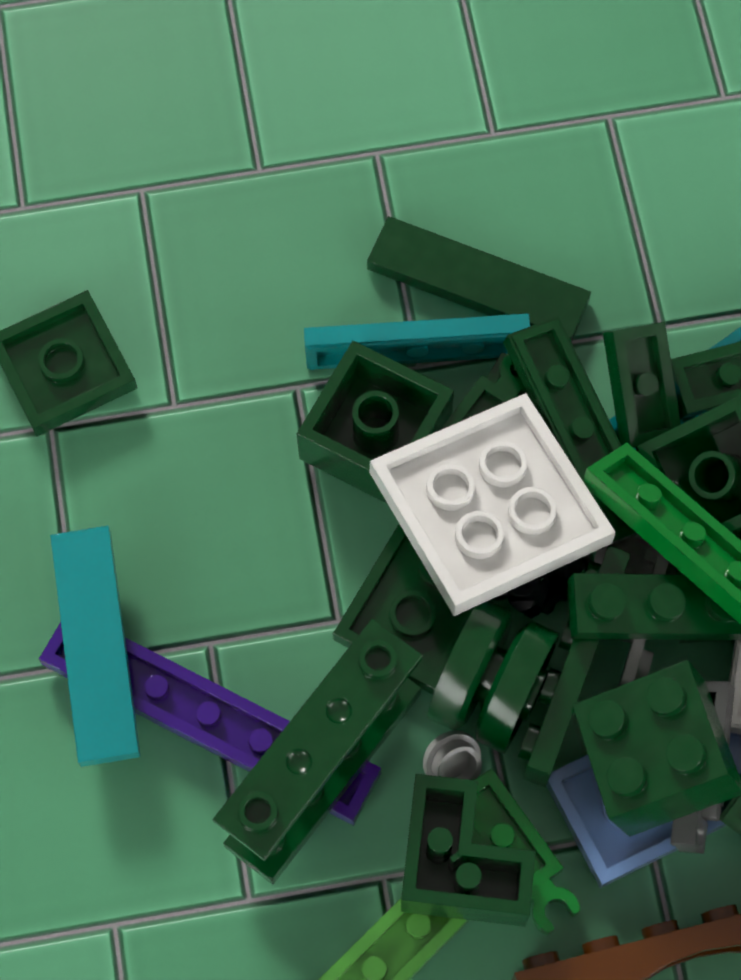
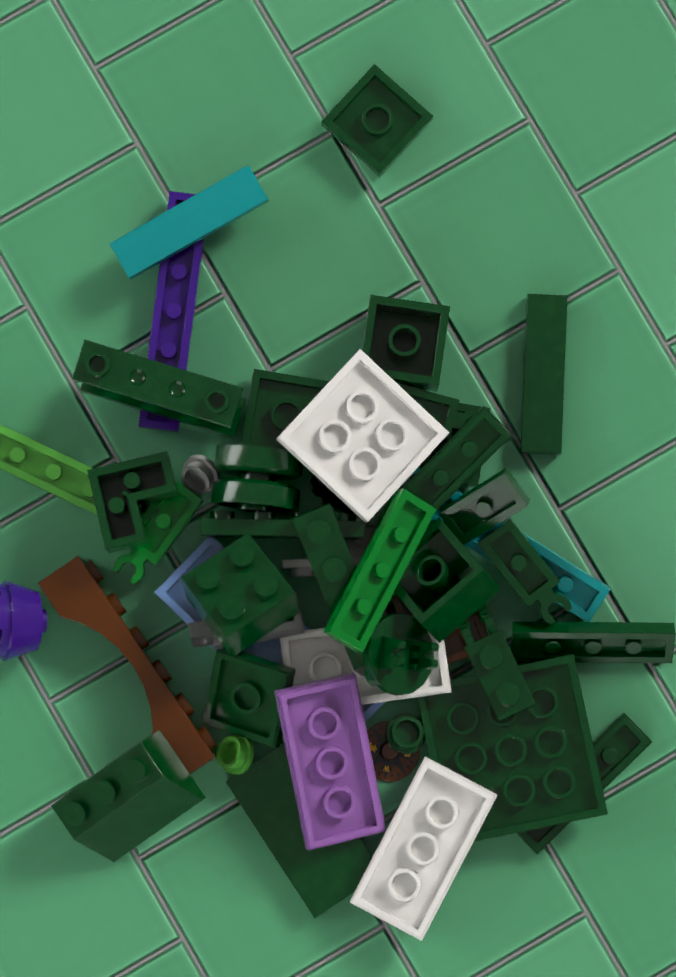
camera: 65 degrees right, 15 degrees up
(415, 340) = (478, 349): teal tile -> none

